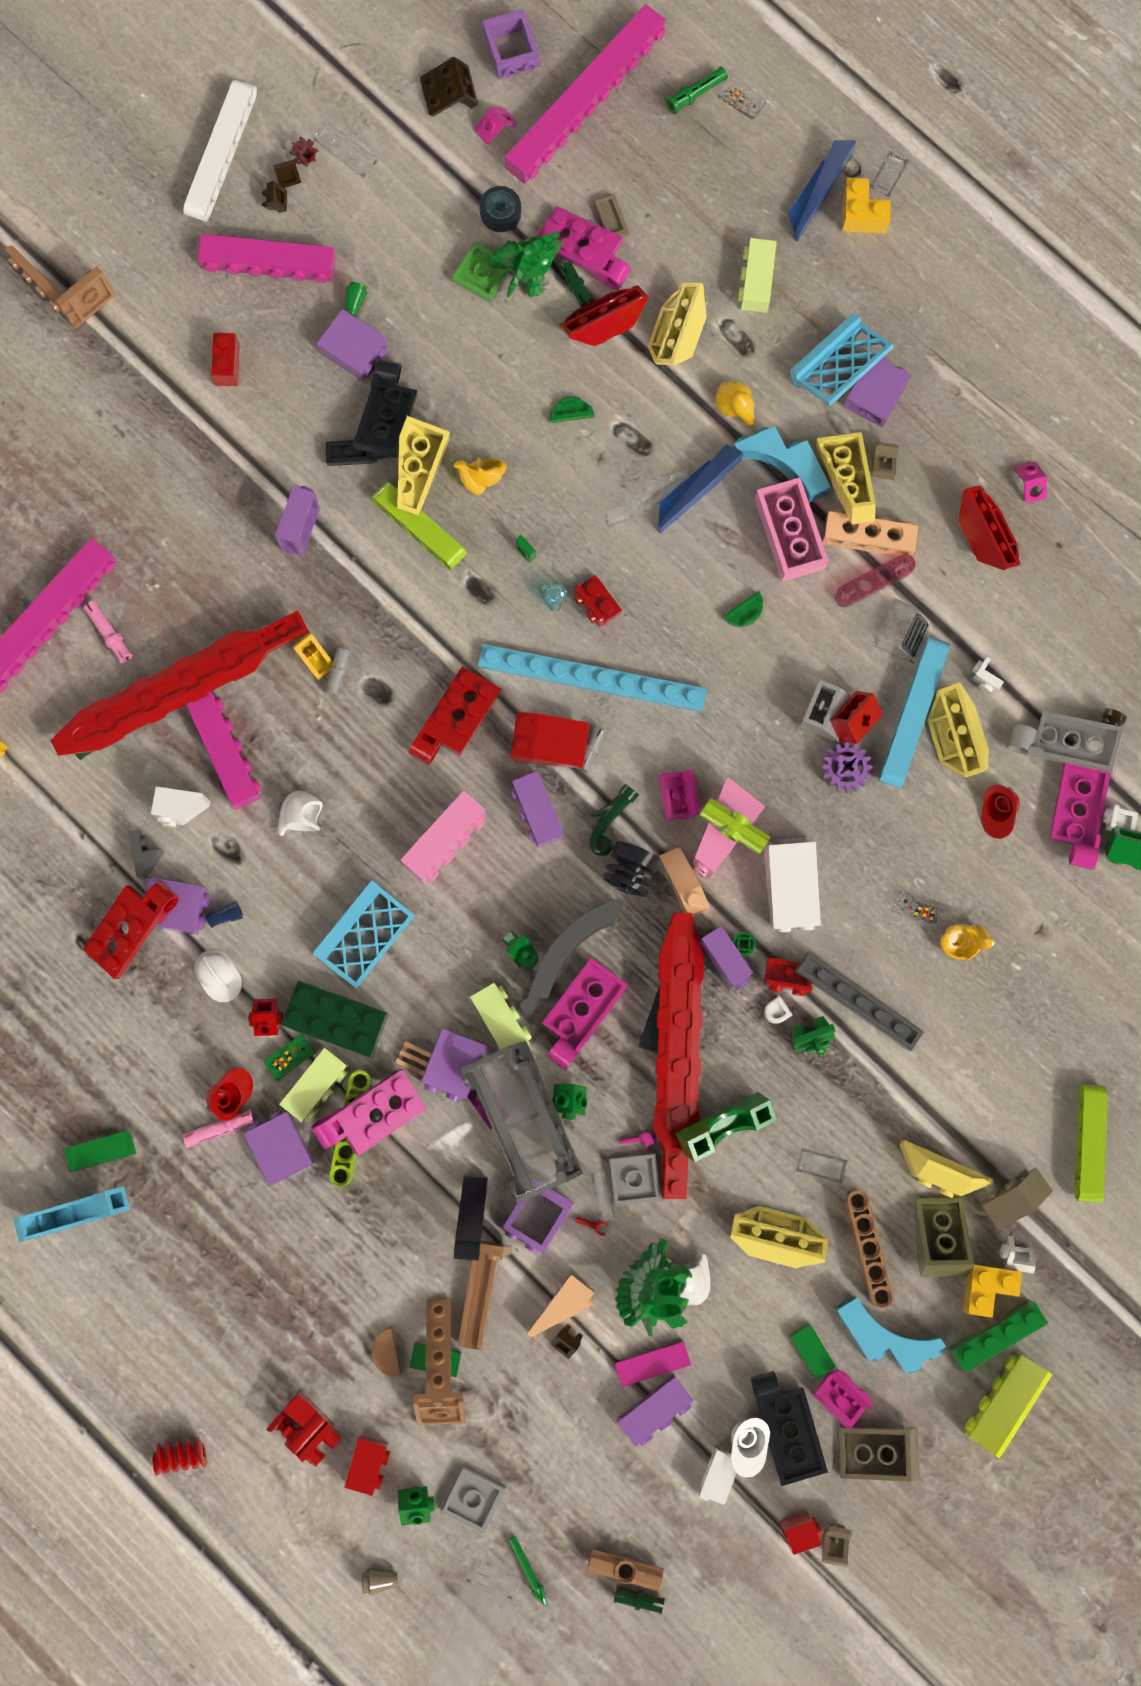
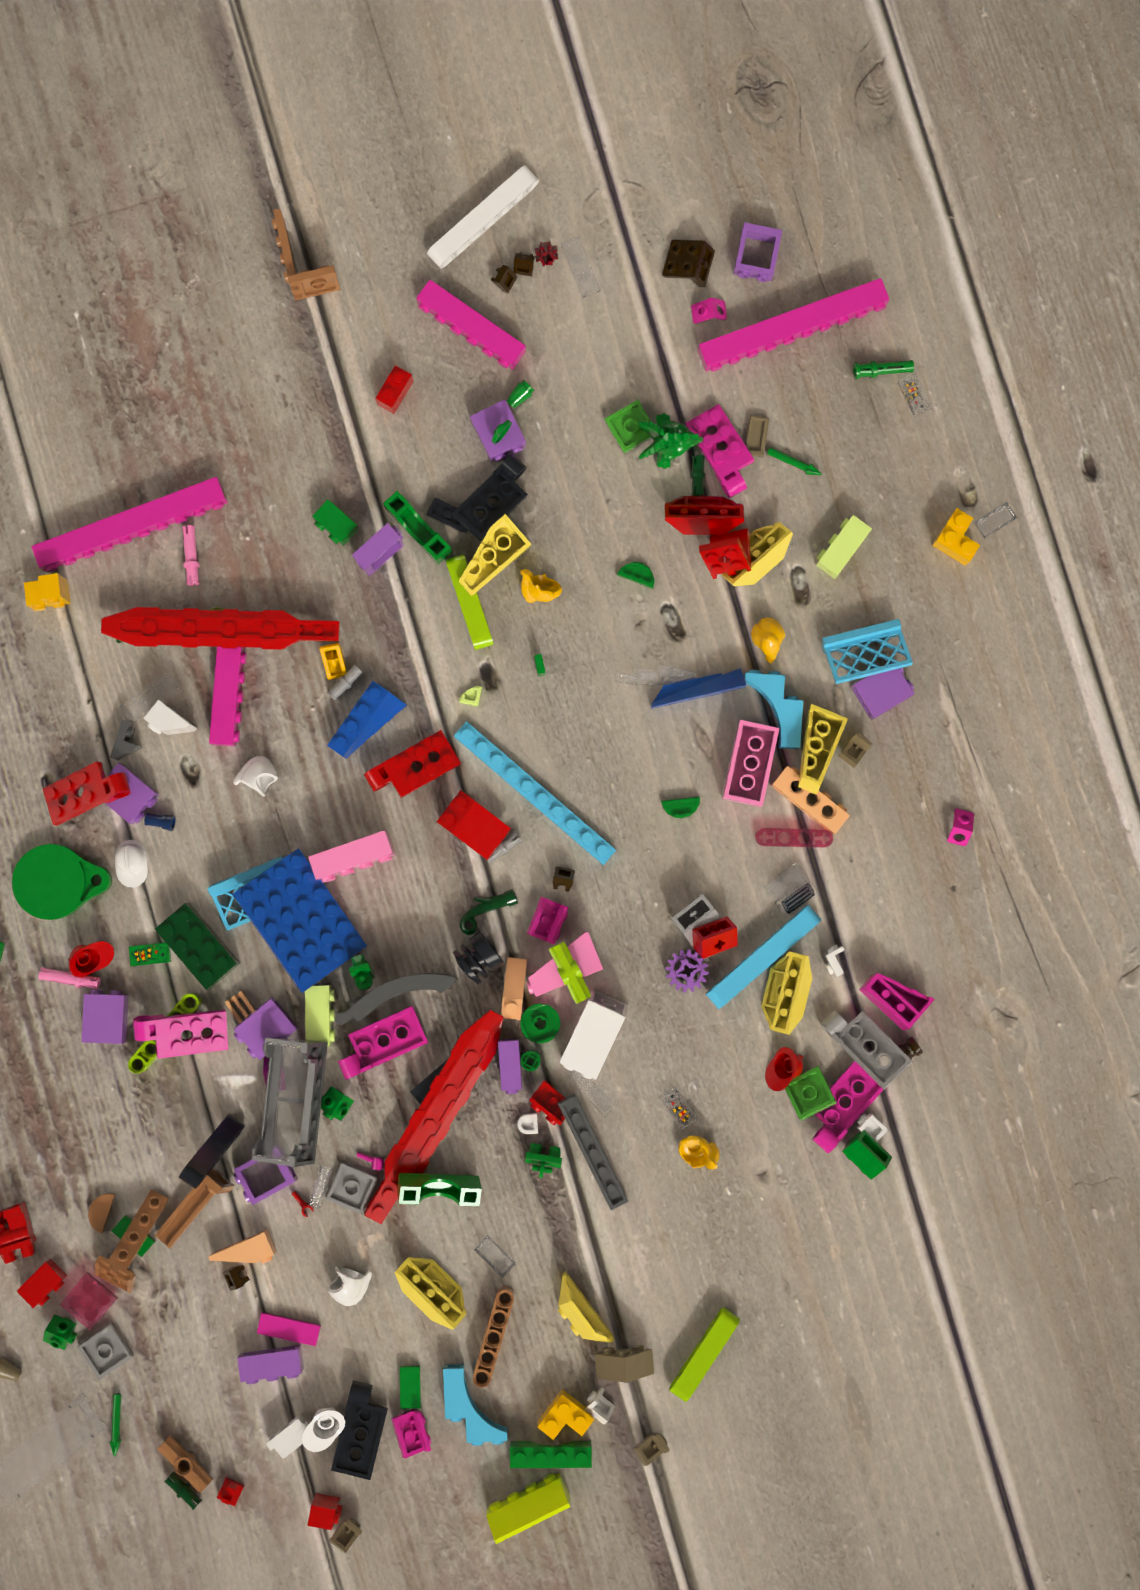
camera: 30 degrees right, 5 degrees up
(149, 1037) = (56, 881): none -> green piece
(238, 520) = (335, 522): none -> green piece
(265, 1017) = (147, 916): red brick -> none
(315, 1086) = (156, 987): yellowish green brick -> none
(342, 486) = (417, 528): none -> green arch
(357, 338) = (501, 431): none -> green piece
(380, 693) = (369, 714): none -> blue wedge
(426, 932) = (299, 920): none -> blue plate
(426, 1455) = (88, 1301): none -> clear pink plate
(473, 617) = (471, 696): none -> yellowish green tile
(500, 197) = (673, 372): wheel -> none
(536, 810) = (434, 871): medium lavender brick -> none
(553, 595) = (540, 713): clear light blue cone -> none
(597, 601) = (572, 735): red bracket -> none
(650, 349) = (727, 553): none -> red bracket
(652, 1290) = (315, 1277): green piece -> none
(669, 743) = (564, 877): none -> dark brown tile
(681, 221) = (809, 469): none -> green piece
(689, 1572) = (230, 1491): none -> red tile
(729, 889) = (550, 1028): none -> green plate
(820, 186) = (933, 500): blue wedge -> none
(879, 1453) = (416, 1488): dark tan slope -> none
(942, 1237) = (552, 1359): olive slope -> none
(987, 530) = (903, 849): red wedge -> none
(1041, 819) = (810, 1093): none -> bright green plate
(1069, 681) = (895, 1000): none -> dark pink wedge
(1095, 1269) = (651, 1448): none -> dark tan bracket

